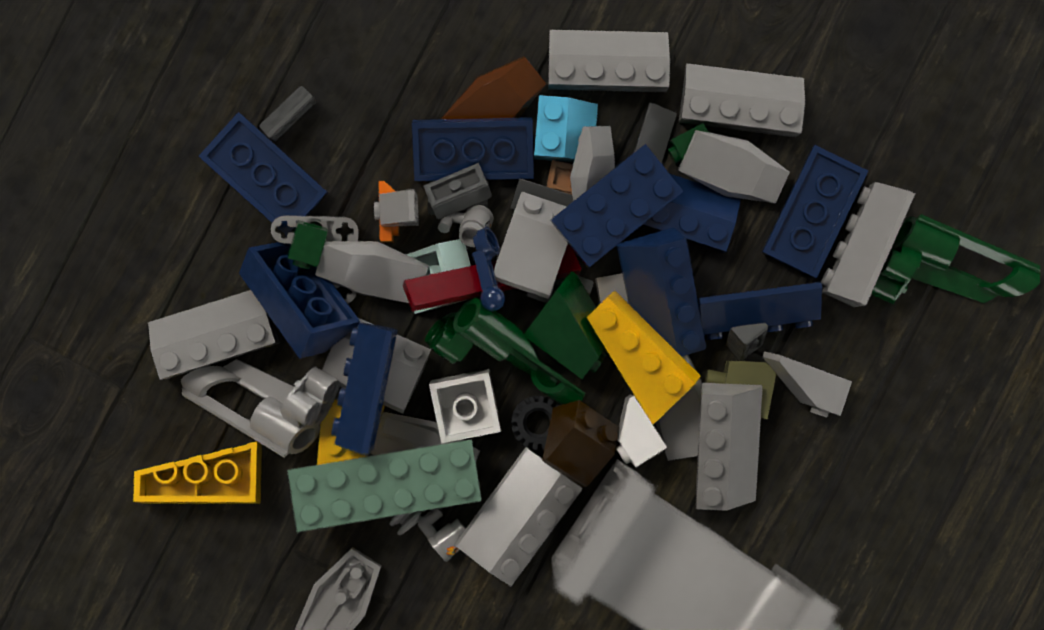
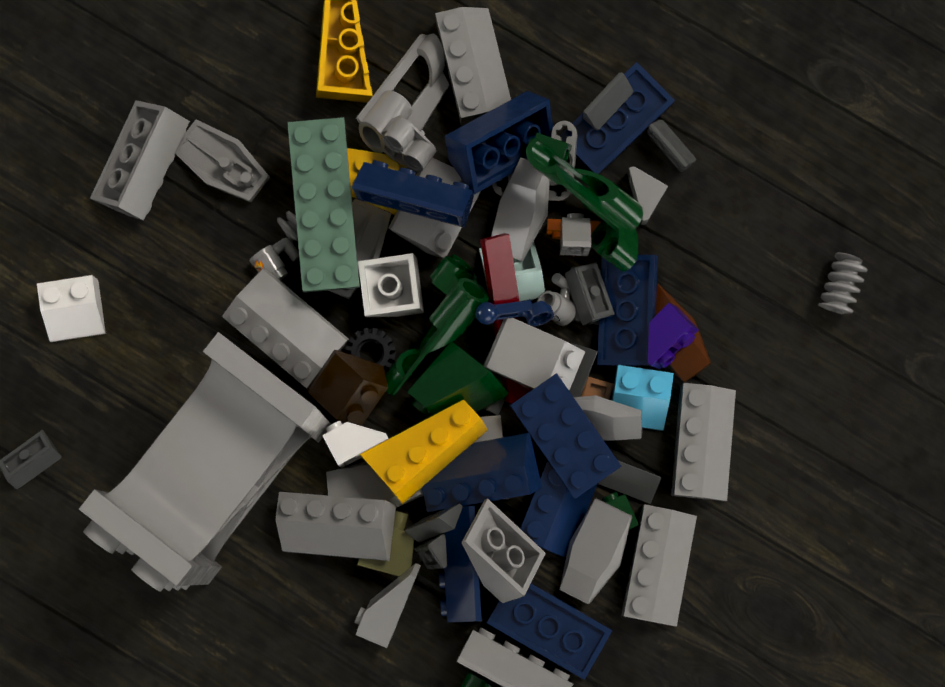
camera: 95 degrees right, 5 degrees down
(246, 183) = (608, 101): none -> dark grey slope
(343, 137) = (646, 191): none -> light grey slope
(370, 162) = (620, 213): none -> dark green panel
(498, 103) = (668, 334): none -> dark purple slope
(719, 338) = (435, 524): none -> dark grey slope
(748, 265) = (501, 553): none -> light grey slope

